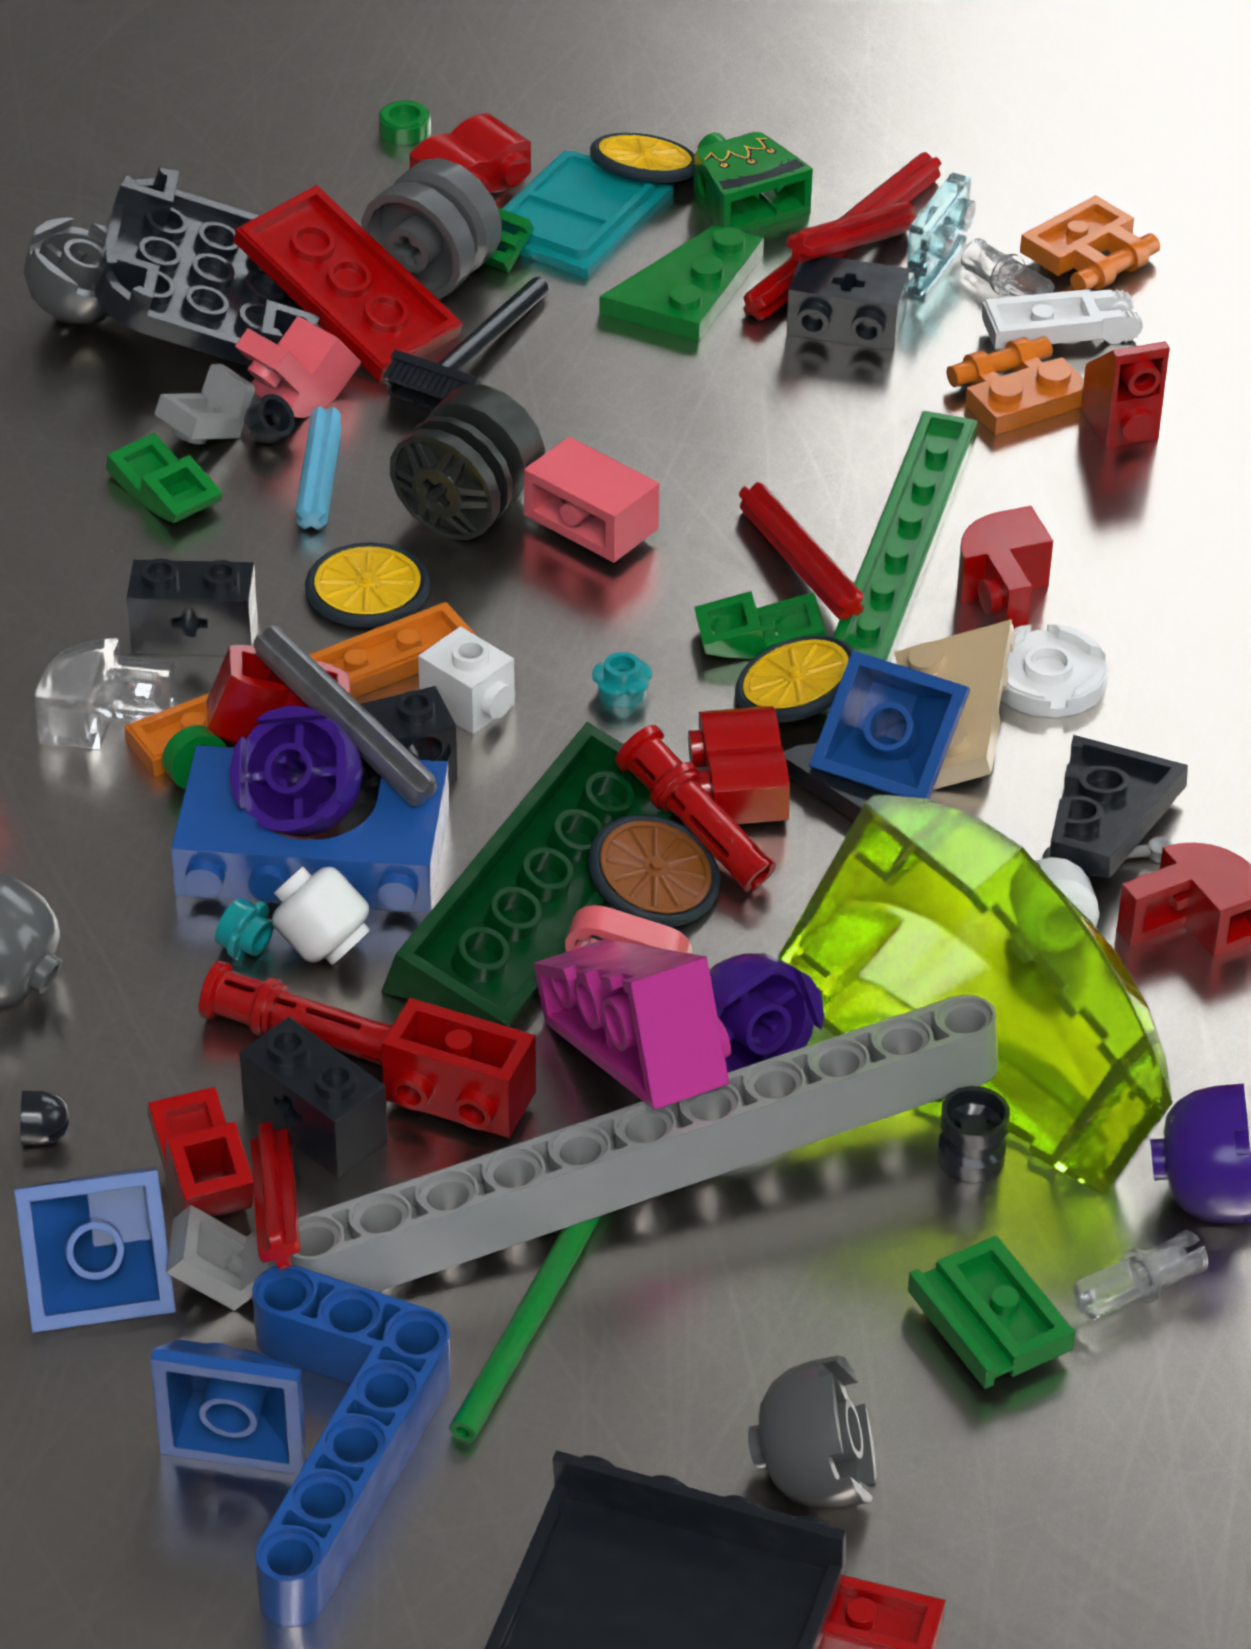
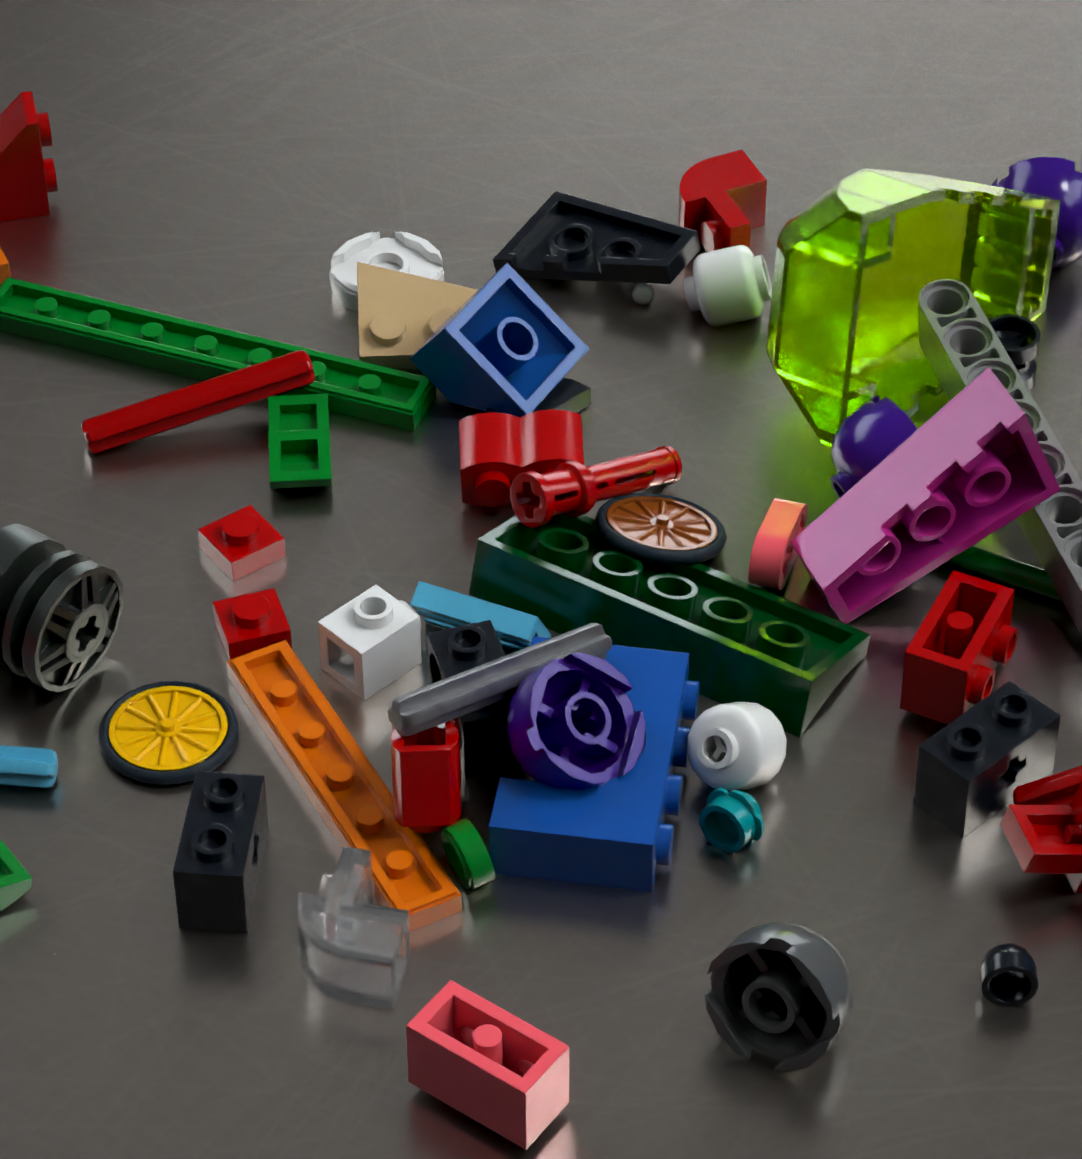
camera: 85 degrees left, 0 degrees up
(269, 1003) = (887, 732): red pin -> none
(495, 738) = (453, 609): none -> medium azure tile
(505, 618) = (251, 622): none -> red plate
(591, 499) = (110, 519): coral brick -> none
(616, 603) = (241, 543): none -> red plate
(622, 679) = (366, 542): teal plate -> none
(795, 676) = (392, 419): yellow wheel -> none
(1003, 561) = (247, 283): red brick -> none

